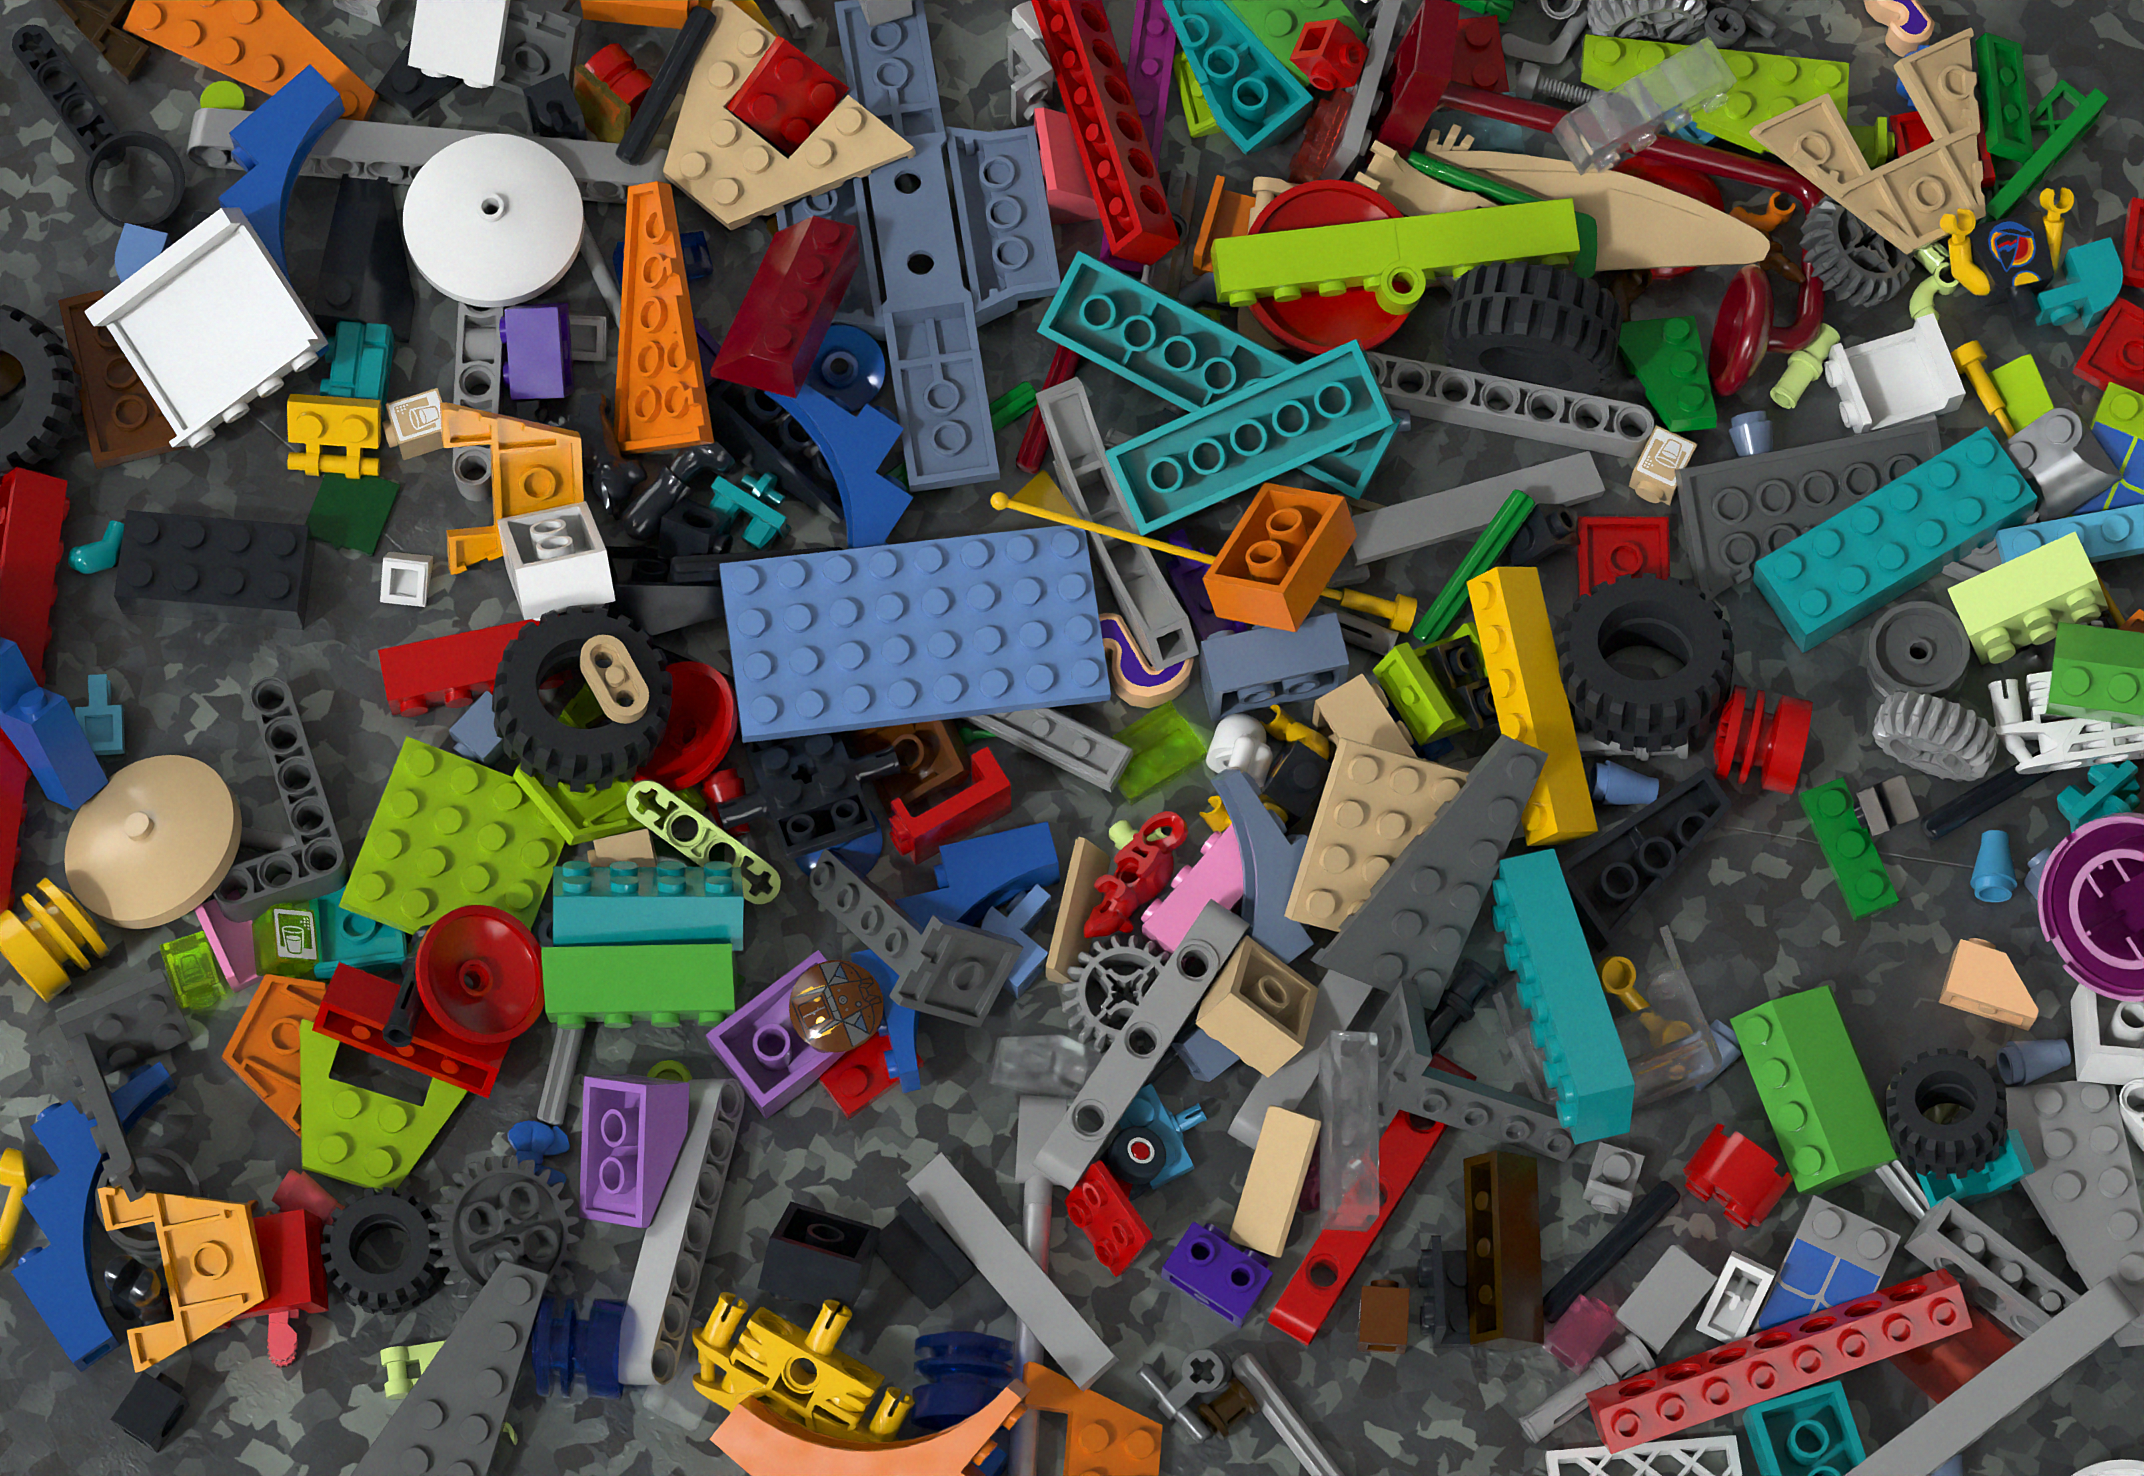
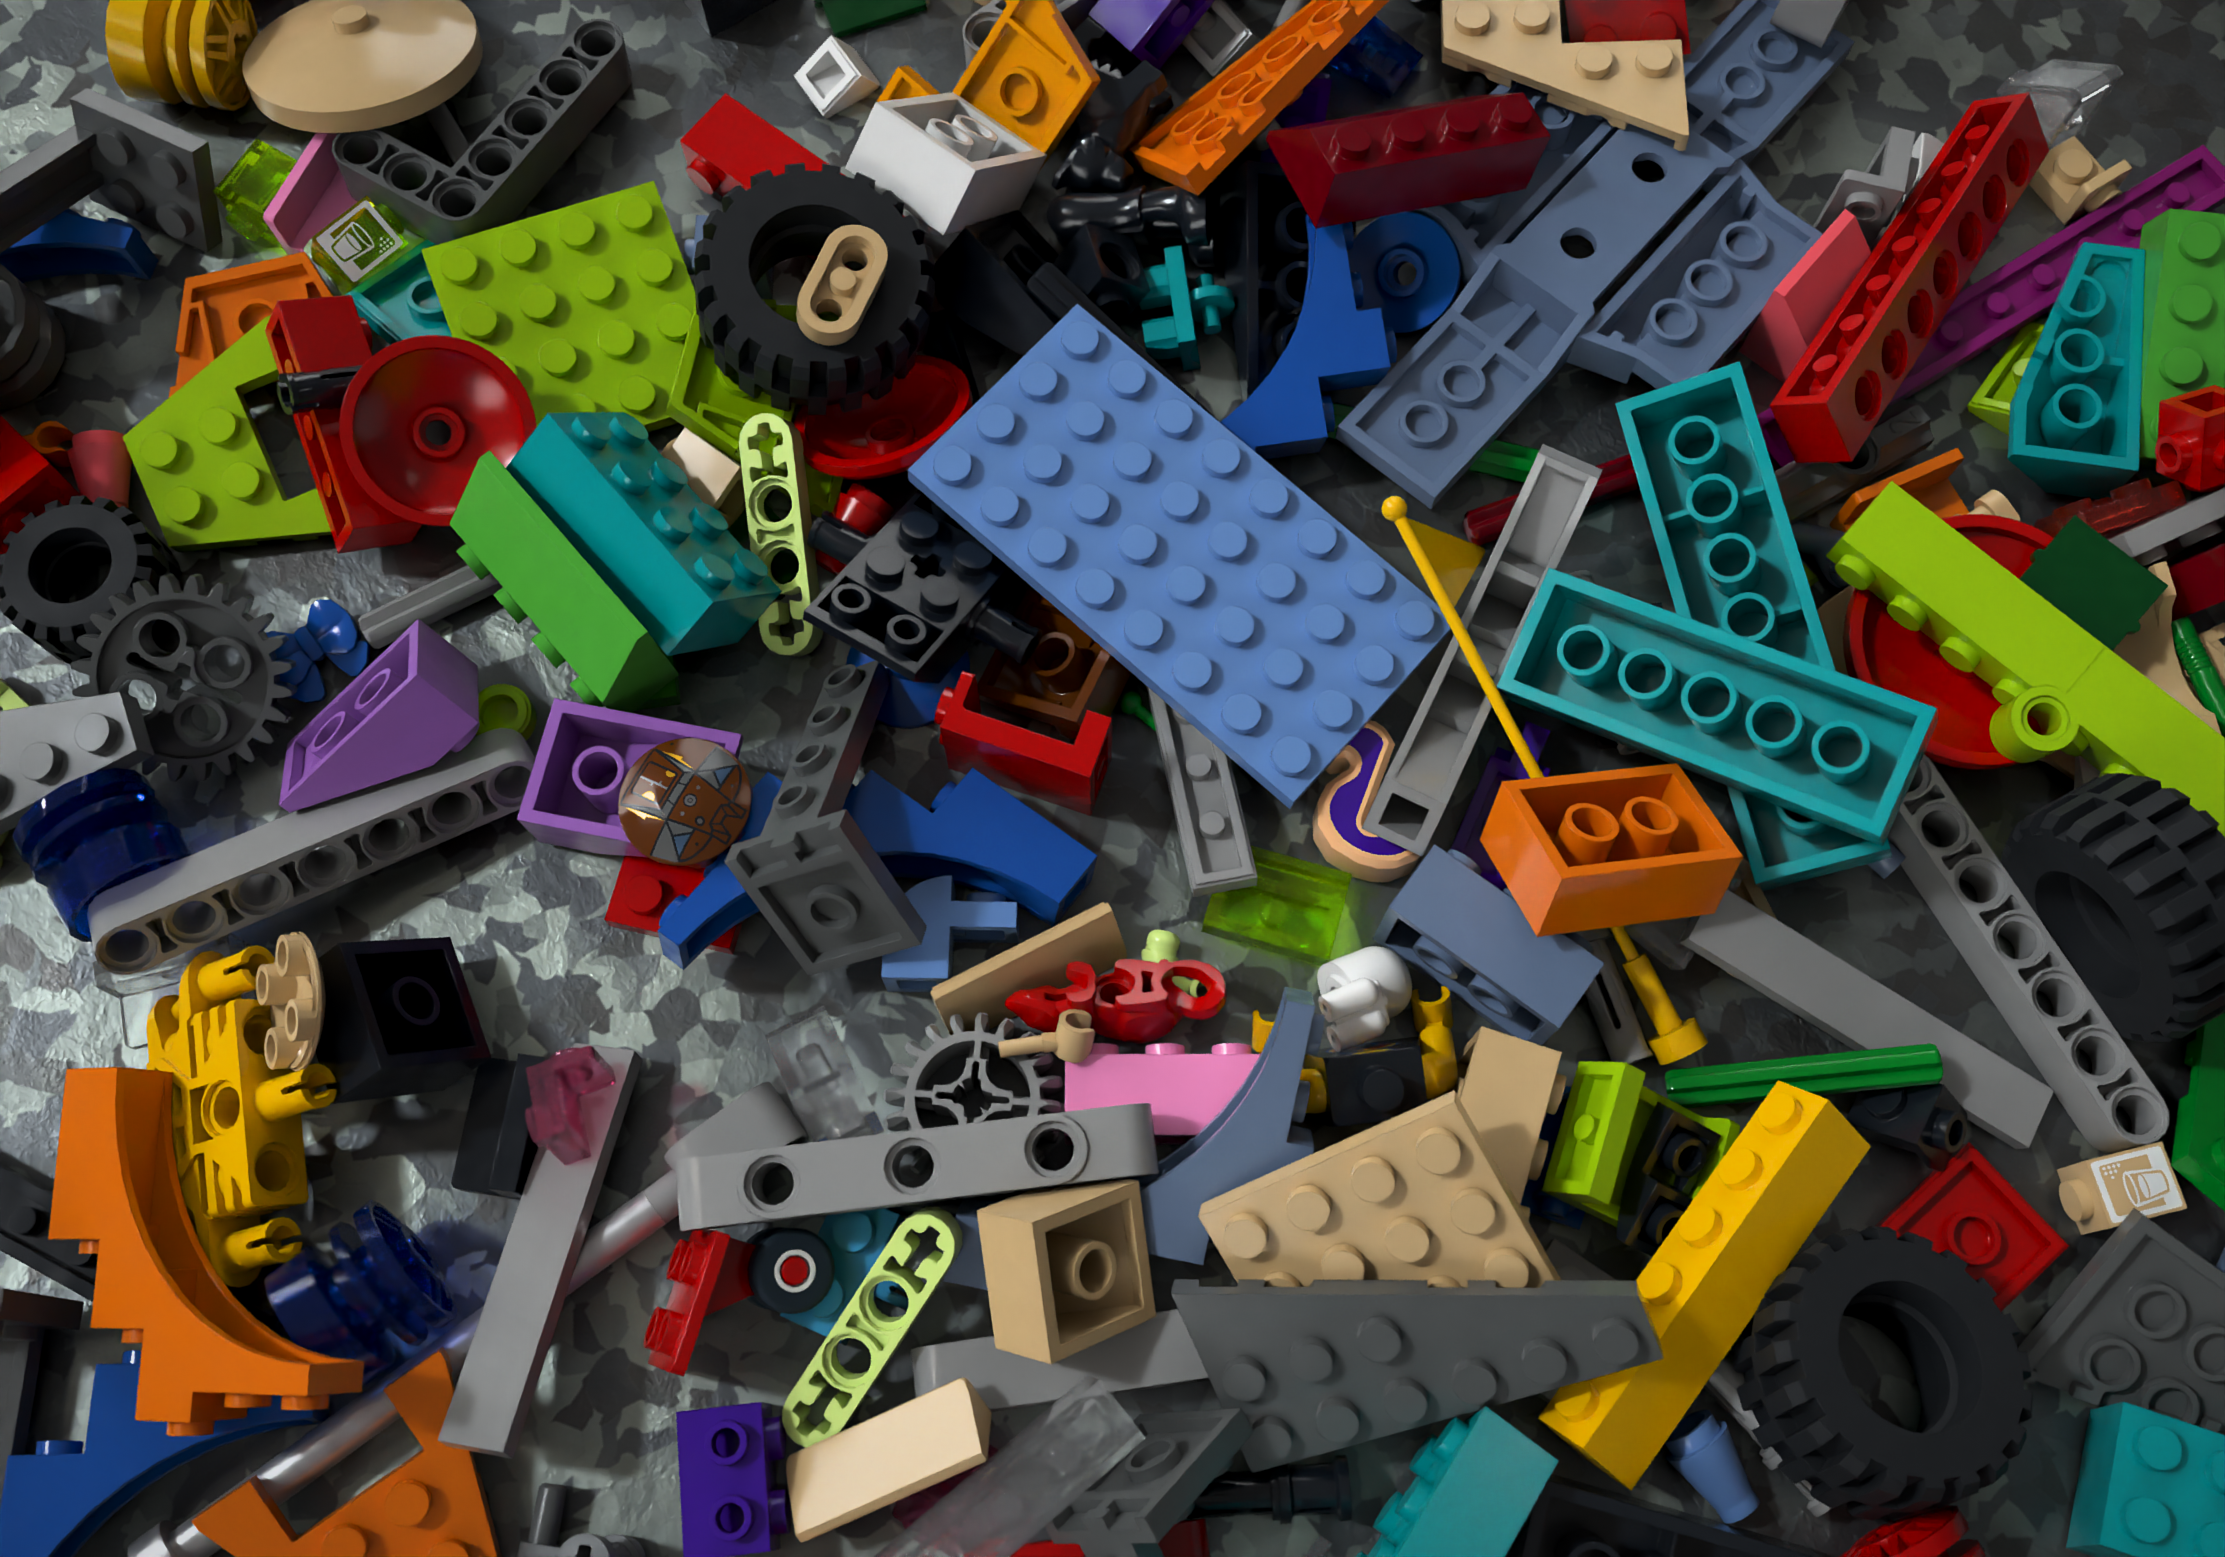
camera: 50 degrees right, 0 degrees up
(782, 1285) = (296, 1002): none -> tan dish
(949, 1211) = (555, 1093): none -> clear pink bracket
(1138, 915) = (1070, 1041): none -> tan hand
(1208, 1135) = (872, 1327): none -> yellowish green beam
(1354, 190) = (2093, 582): none -> dark green piece

